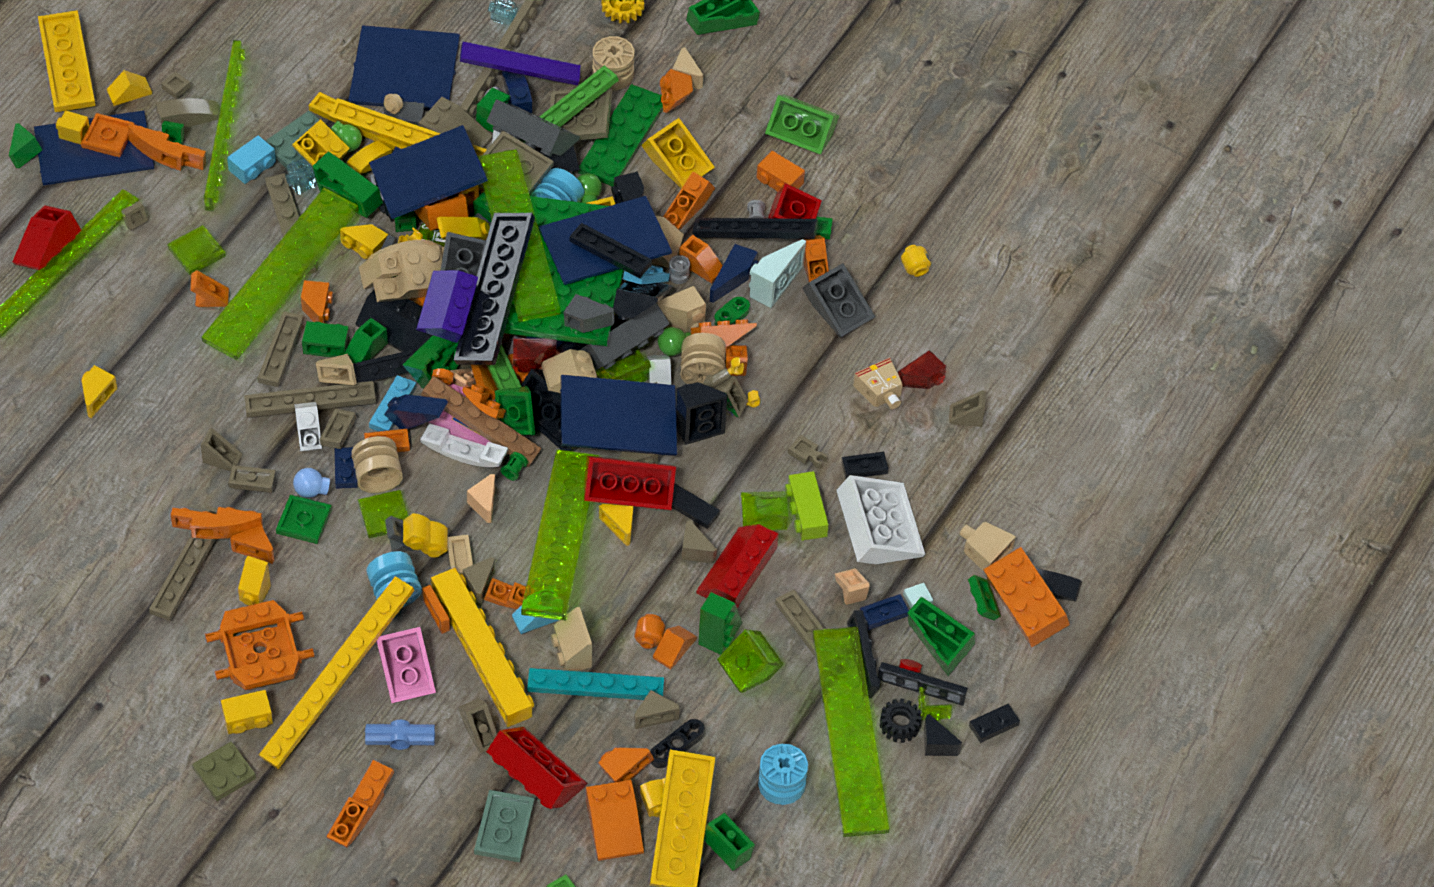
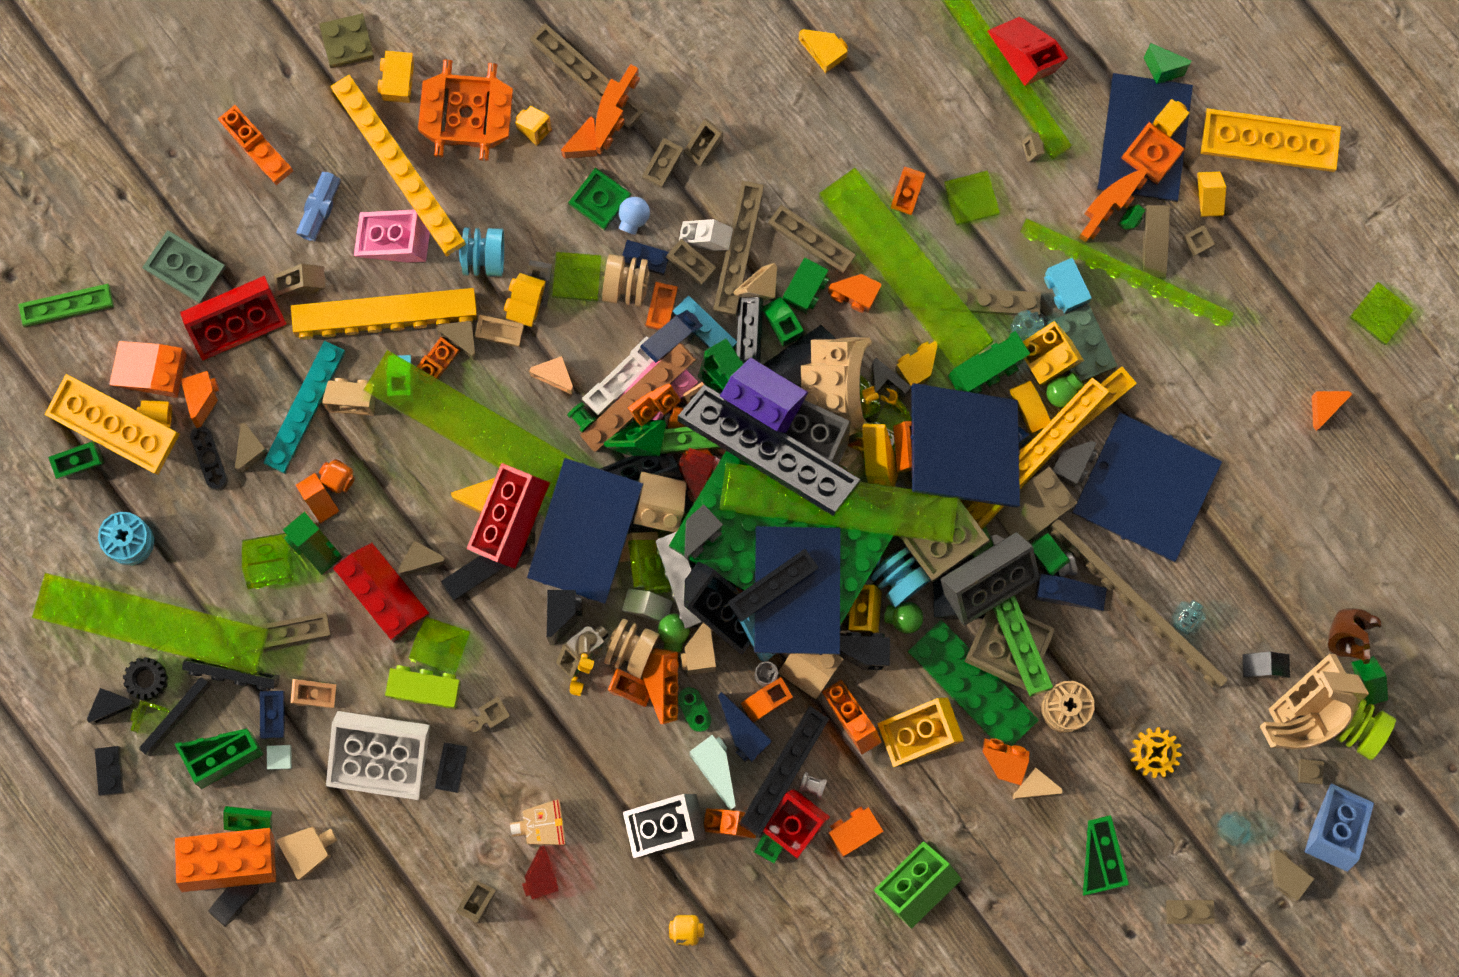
camera: 110 degrees right, 25 degrees up
(393, 103) = (1081, 446): tan plate -> none
(436, 609) = (443, 284): orange tile -> none
(443, 375) = (697, 373): orange tile -> none
(520, 63) = (1099, 605): dark purple tile -> none
(910, 665) = (199, 713): red tile -> none

